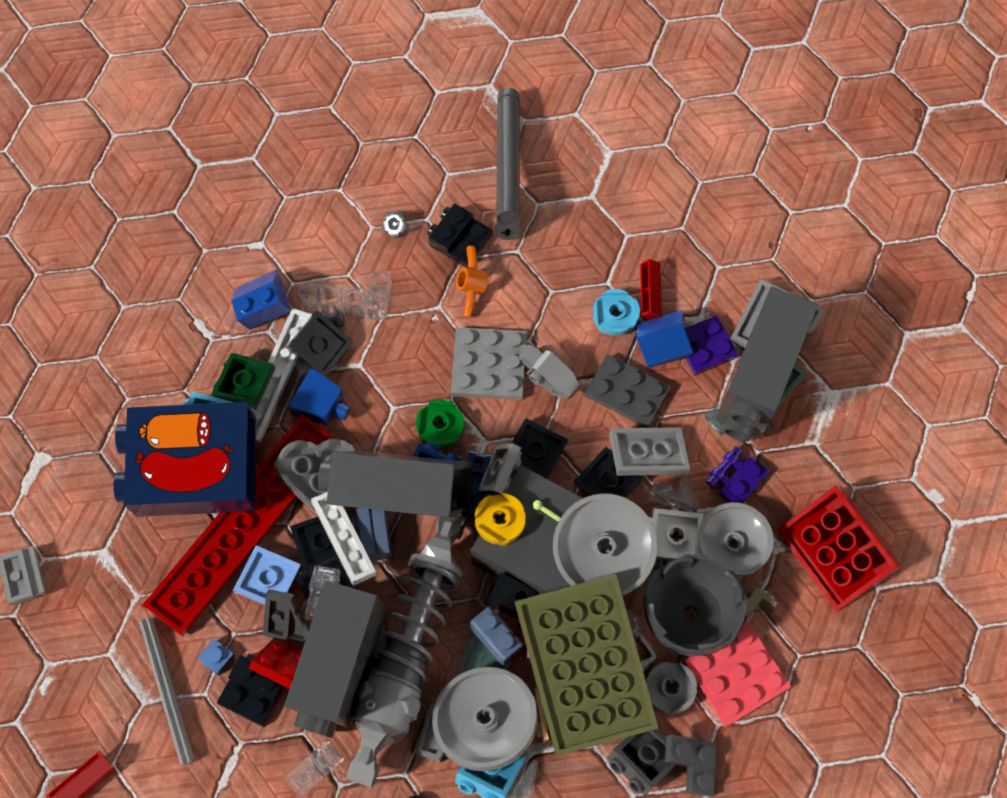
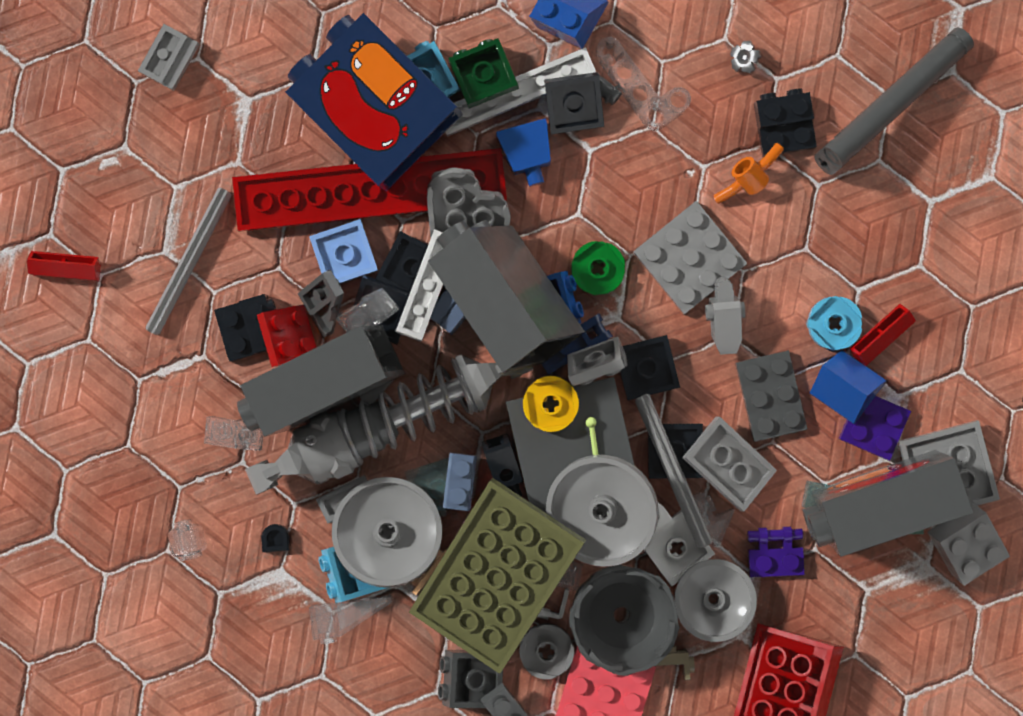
camera: 45 degrees right, 20 degrees up
(216, 657) = (248, 273): medium blue plate -> none
(621, 489) = (673, 471): none -> light grey axle
(838, 350) = (969, 545): none -> light grey brick

